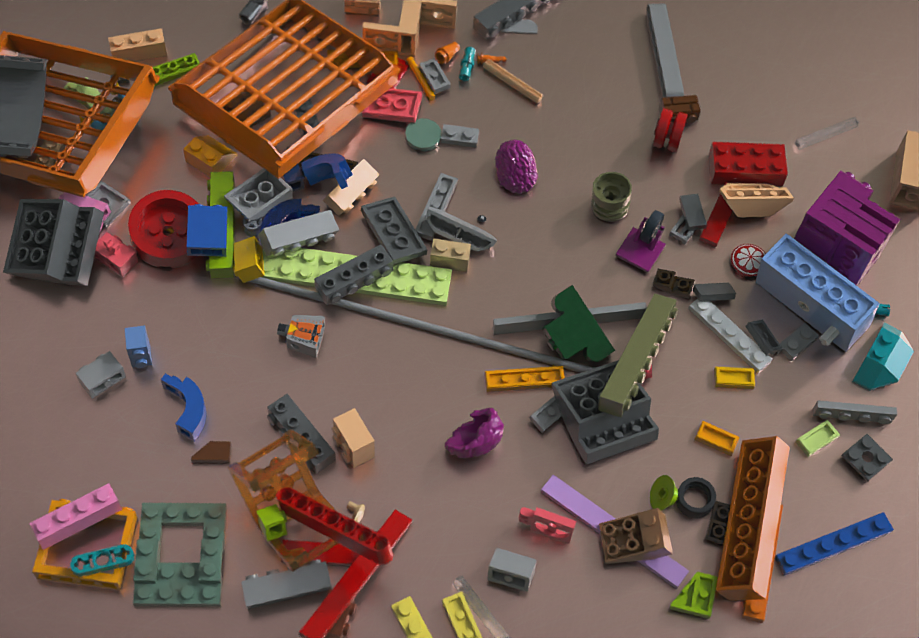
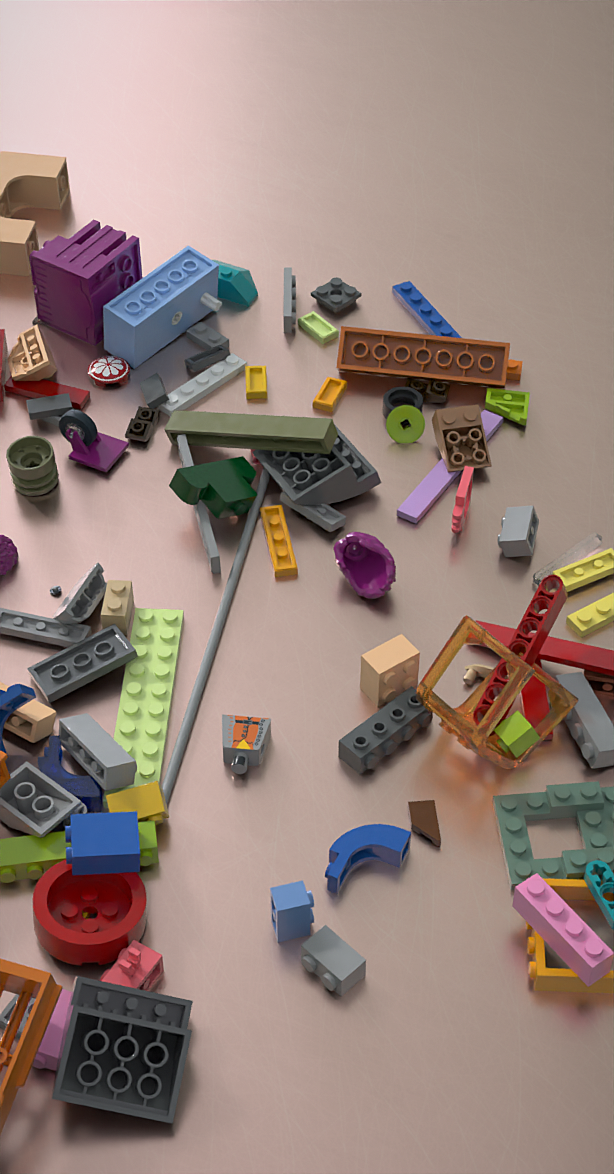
camera: 90 degrees left, 15 degrees down
(353, 275) = (159, 688): dark grey brick -> none

